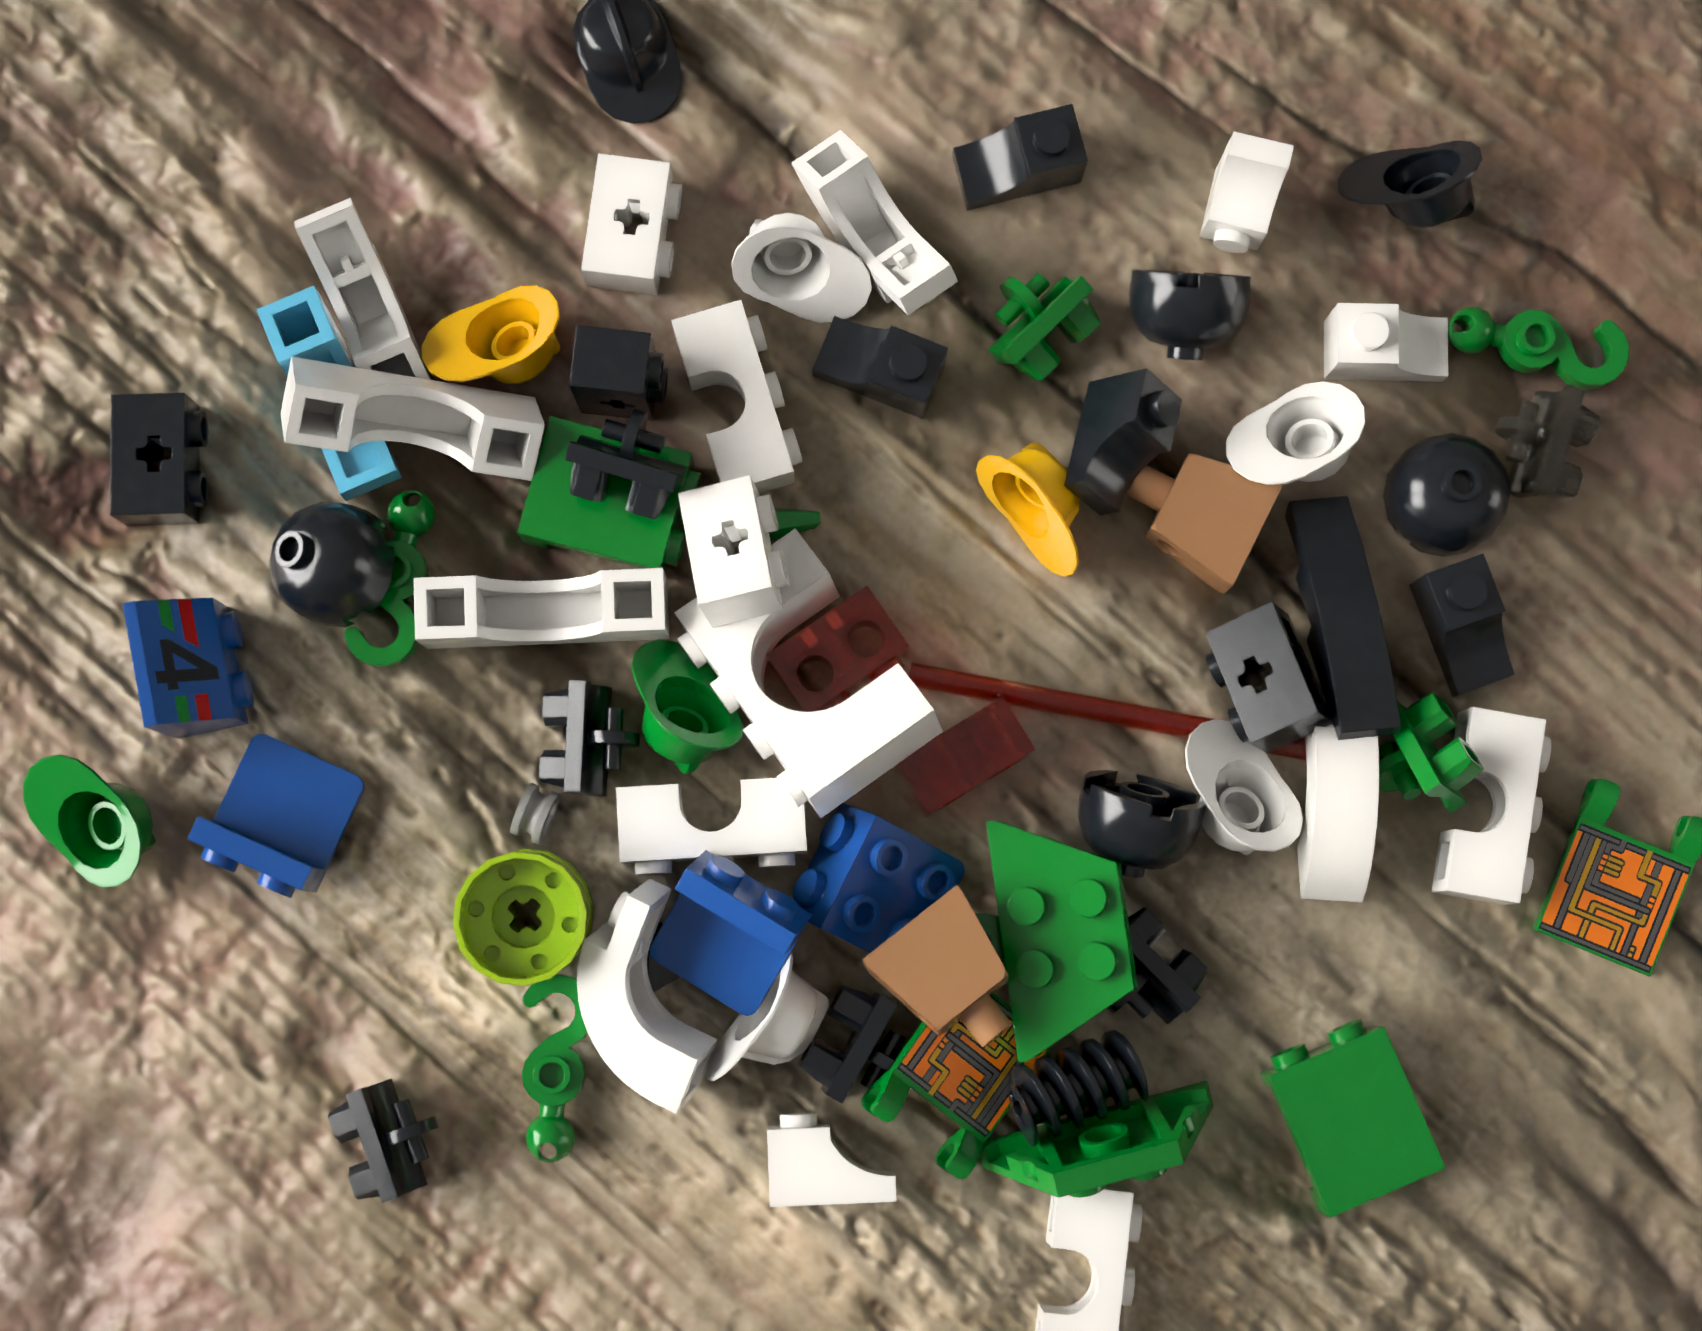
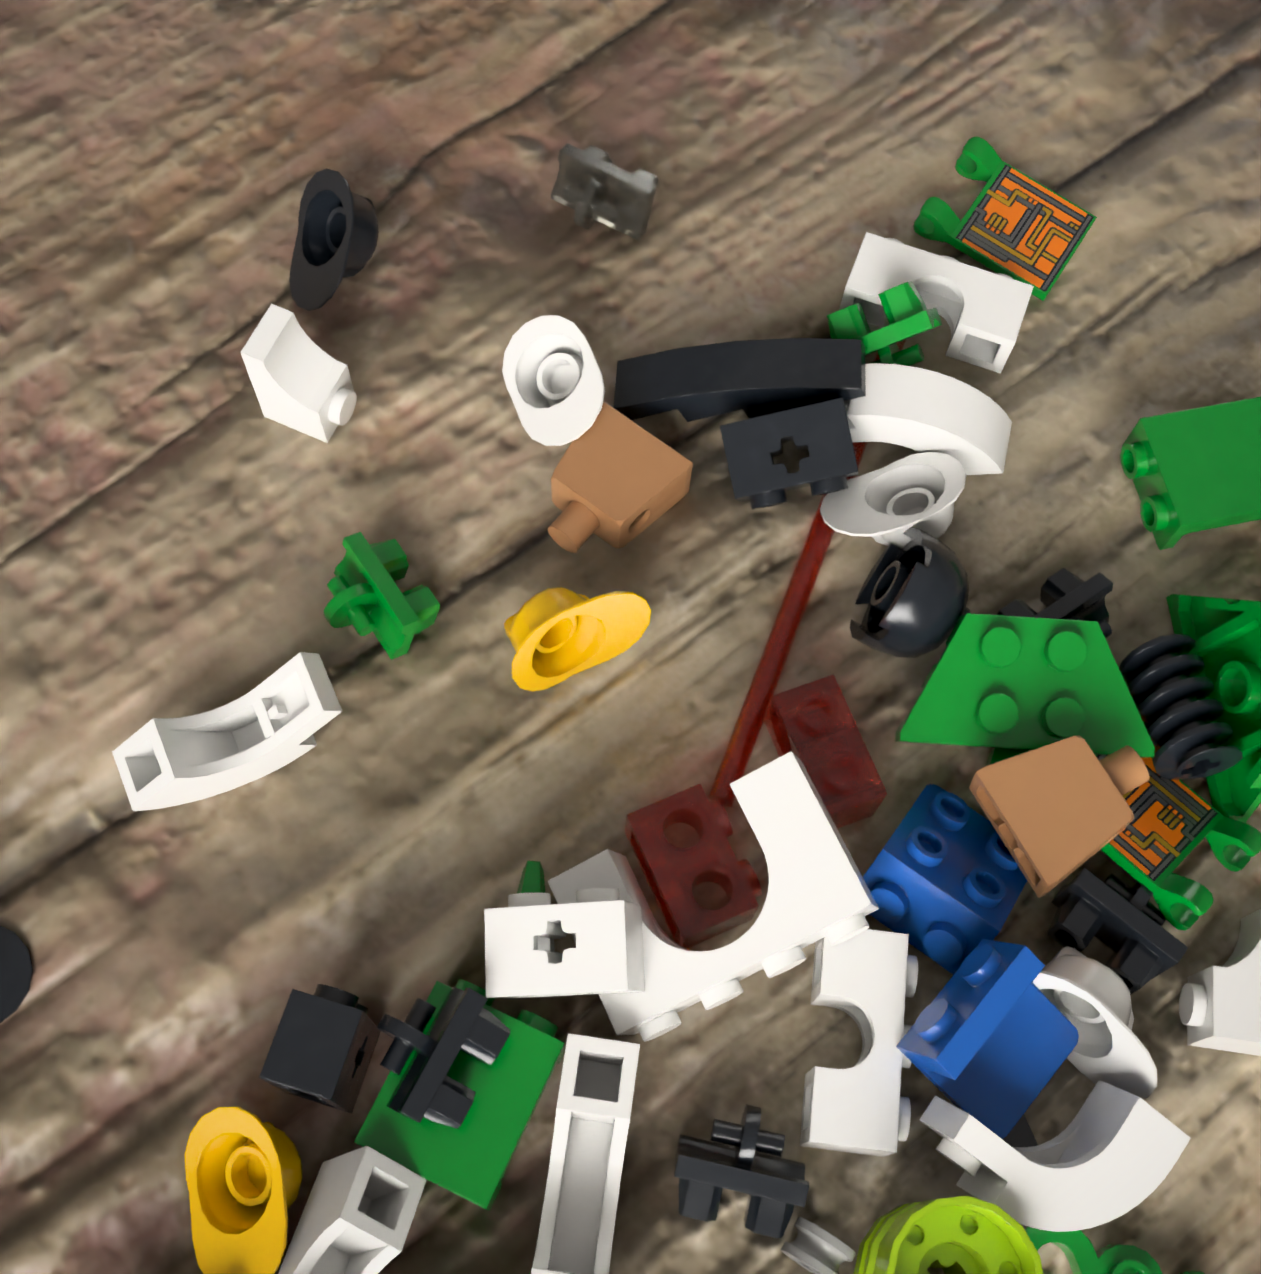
camera: 80 degrees left, 15 degrees down
(623, 191) = (108, 997): white brick -> none
(681, 709) = (727, 1049): green piece -> none
(723, 349) = (324, 922): white arch -> none
(800, 269) = (255, 824): white piece -> none
(881, 364) = (383, 760): black arch -> none
(1022, 159) = (200, 579): black arch -> none
(1119, 432) = (513, 534): black arch -> none
(1188, 309) = (403, 452): black cylinder -> none
(1384, 344) = (477, 304): white arch -> none
(1447, 494) = (633, 279): black cylinder -> none
(1464, 623) = (755, 290): black arch -> none
(1536, 340) = (508, 180): green piece -> none

